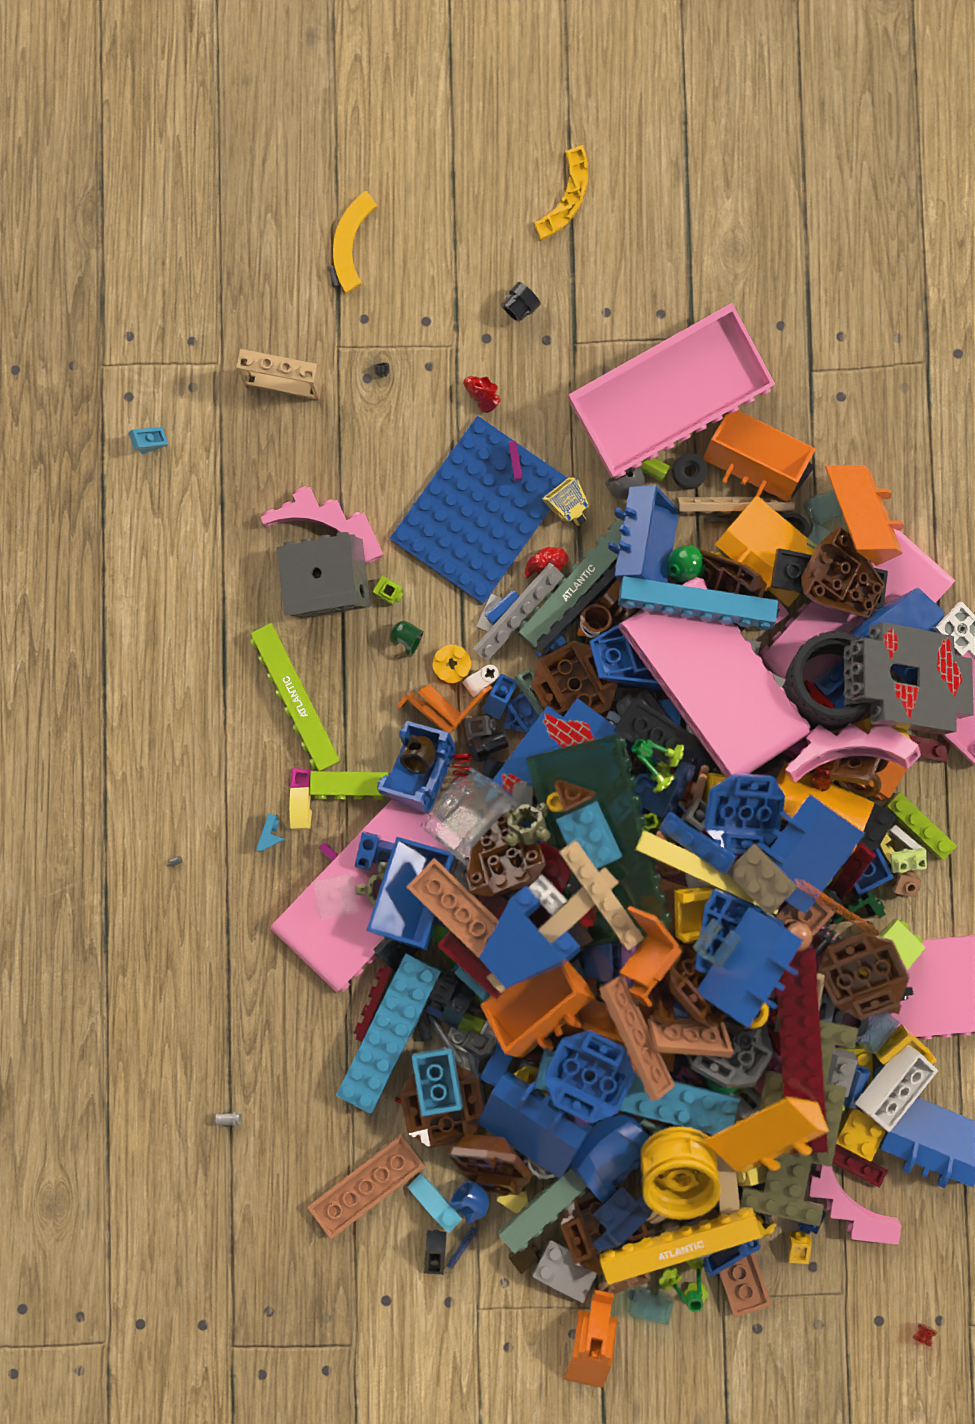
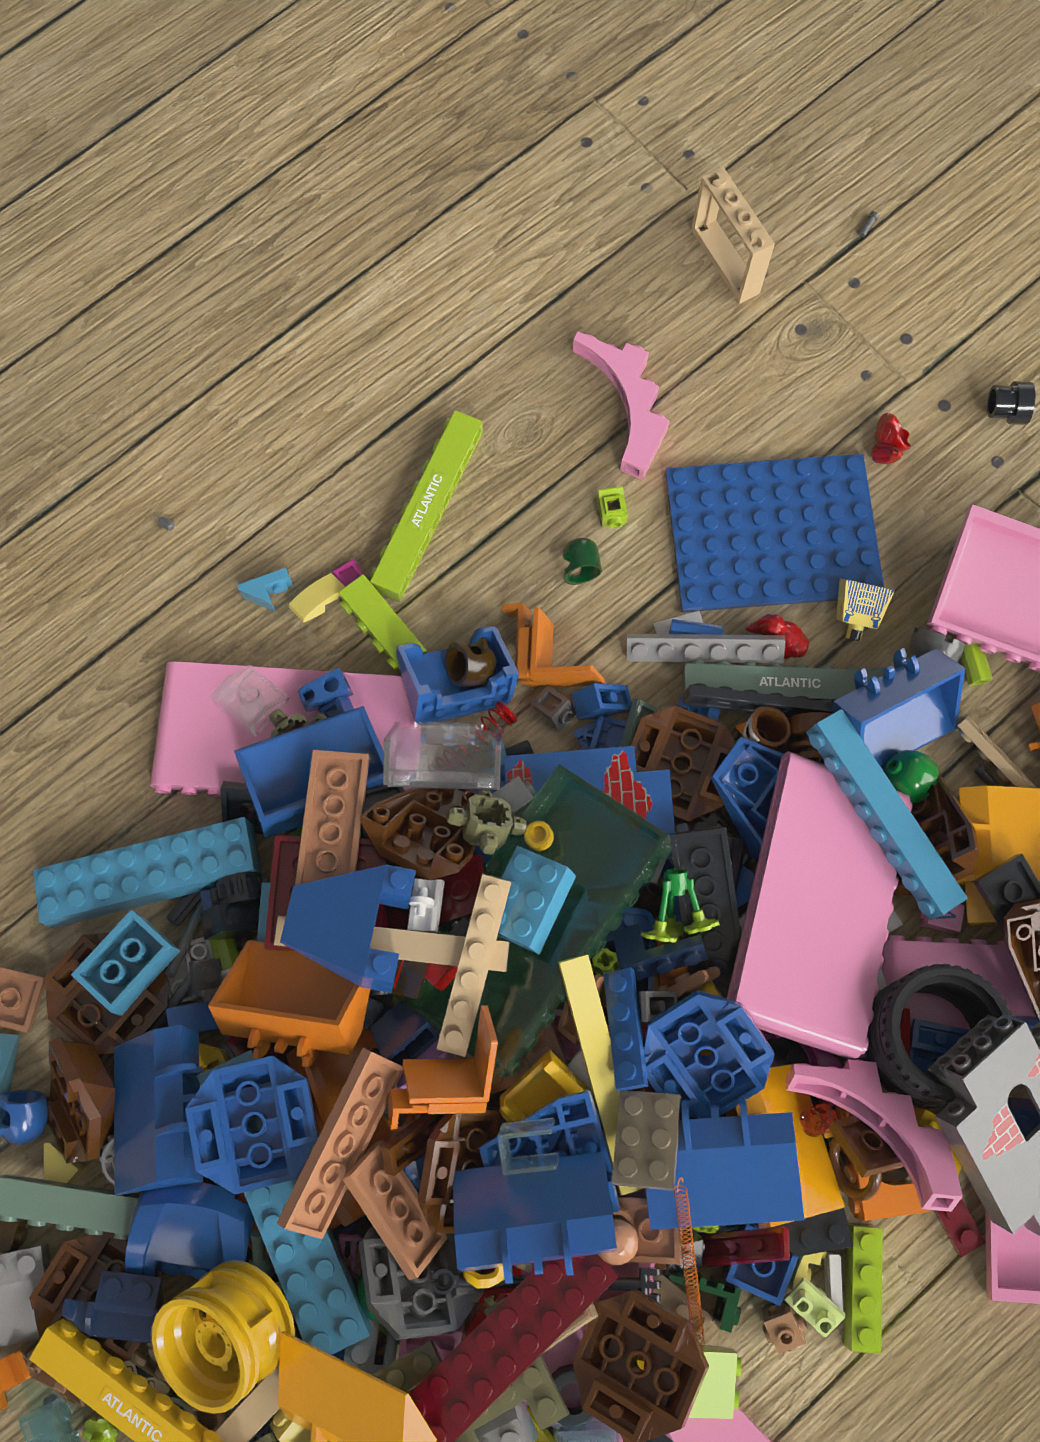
camera: 55 degrees right, 10 degrees down
(148, 439) = (561, 182): dark azure slope -> none
(323, 576) = (571, 428): dark grey gear -> none
(325, 848) = (295, 657): magenta tile -> none
(344, 240) = (913, 206): yellow tile -> none
(375, 995) = (181, 824): dark red plate -> none
(382, 368) = (824, 332): black hinge -> none
(446, 673) = (593, 614): yellow plate -> none
(478, 681) = (607, 666): white piece -> none
(482, 748) = (534, 726): black piece -> none
(515, 462) = (853, 520): magenta tile -> none
(572, 795) = (558, 843): reddish brown slope -> none
(699, 466) = (1016, 693): black tyre -> none
(827, 1010) = (560, 1357): sand blue bracket -> none

